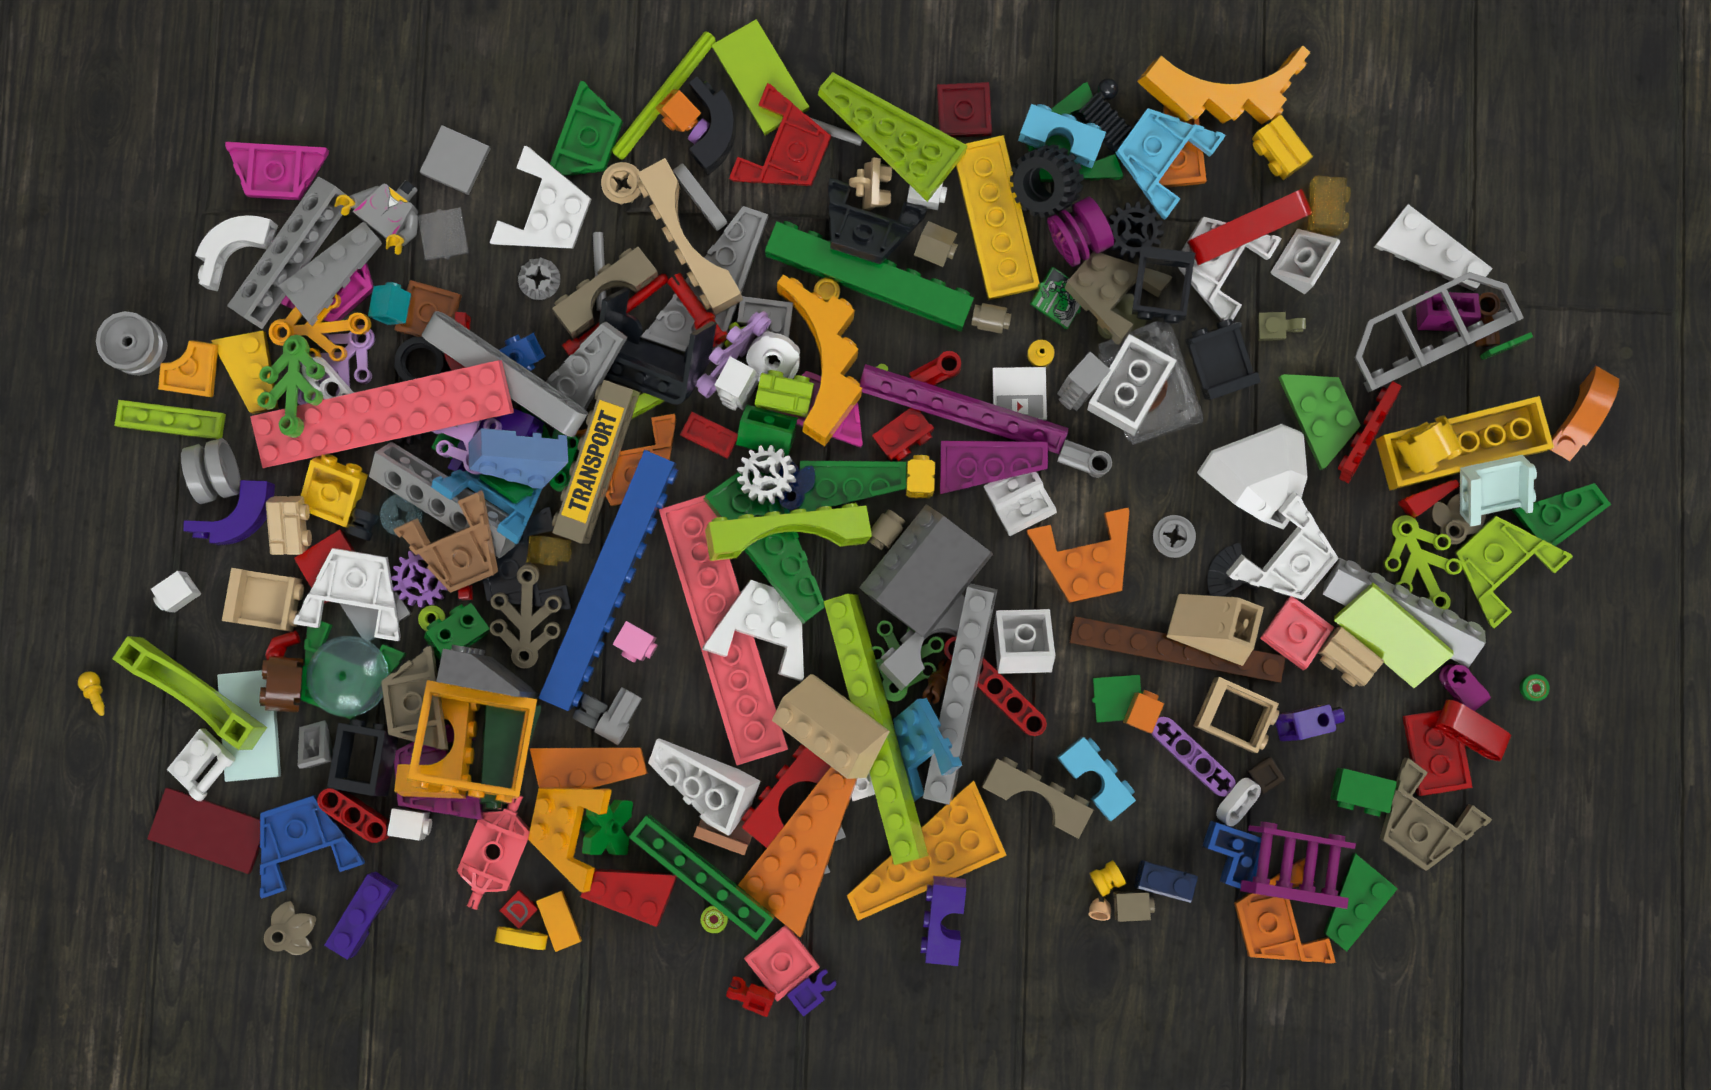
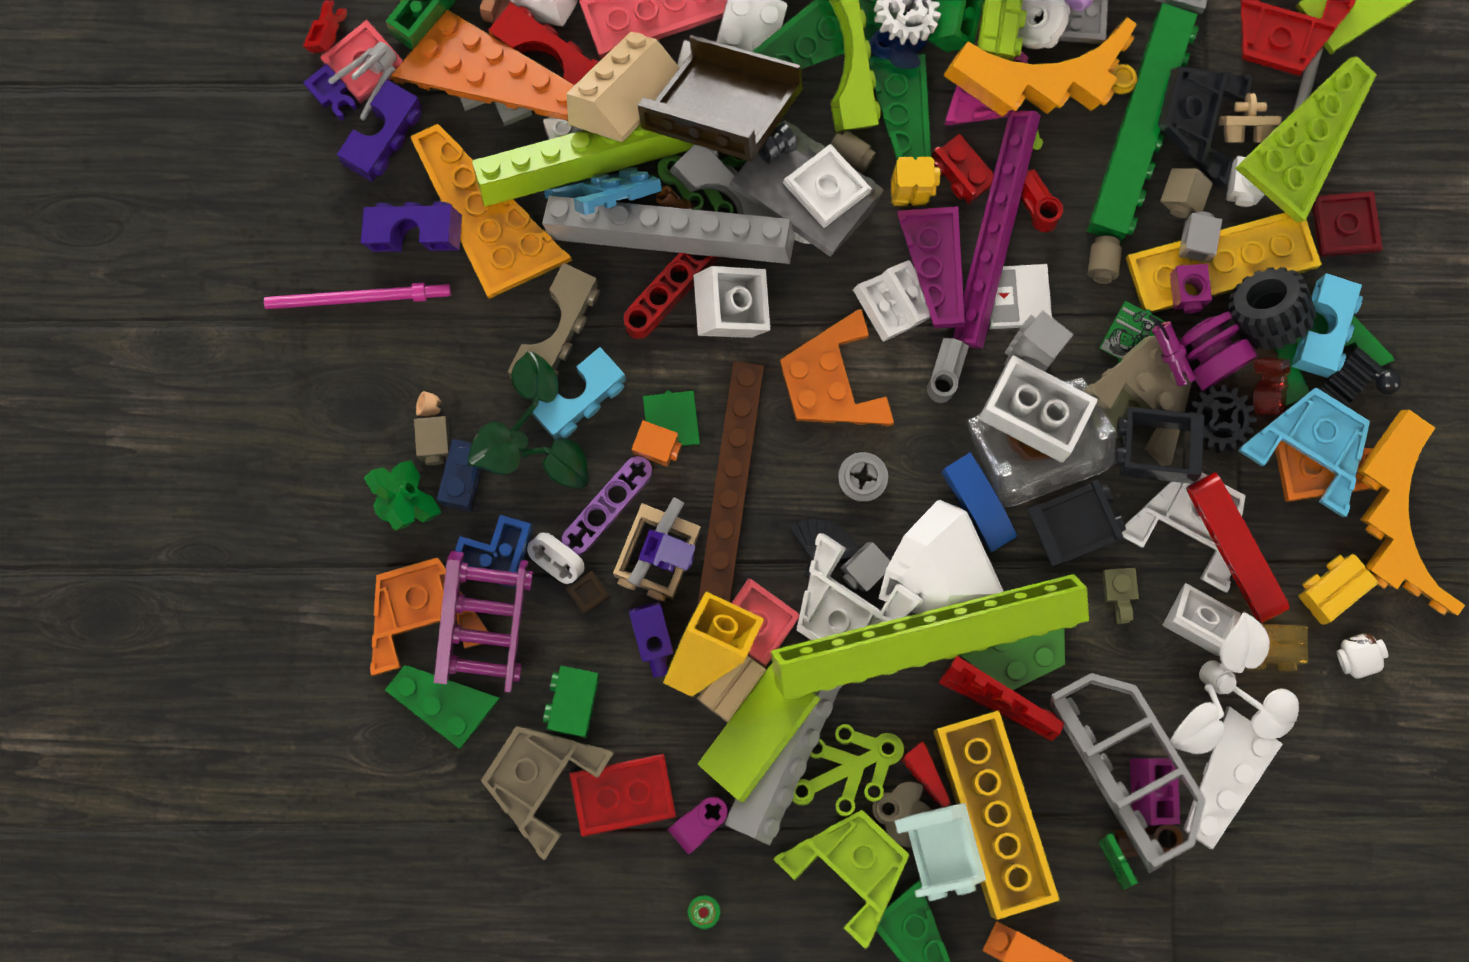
camera: 80 degrees right, 5 degrees down
(787, 947) = (377, 60): none -> light grey plant
(833, 931) = (370, 154): none -> dark purple arch
(850, 640) = (723, 99): none -> dark brown panel
(892, 596) = (780, 141): none -> black wheel
(930, 553) = (827, 186): none -> white tile
(979, 235) = (1200, 237): none -> light grey brick
(998, 917) = (417, 292): none -> dark pink bar
(1016, 255) = (1197, 276): none -> magenta brick
(1040, 359) = (1069, 316): yellow tile -> none
(1086, 266) = (1173, 353): none -> magenta pin
(1107, 878) = (463, 410): yellow wheel -> none
(1110, 186) = (1270, 392): none -> clear red leg
(1164, 848) = (500, 449): none -> dark green plant
(1186, 934) = (398, 496): none -> green plant
(1200, 439) = (980, 502): none -> blue slope
(1216, 625) = (760, 522): tan slope -> none
(1233, 715) = (664, 527): none -> light grey piece
(1246, 706) = (666, 552): none -> brick
(1254, 538) = (865, 567): none -> light grey brick
(1324, 488) = (929, 636): none -> lime brick
(1326, 670) = (712, 644): none -> yellow slope
(1337, 132) = (1362, 655): none -> white head
(1343, 230) = (1243, 647): none -> white plant
(1429, 444) = (990, 755): yellow brick -> none
(1473, 730) = (649, 832): red beam -> none

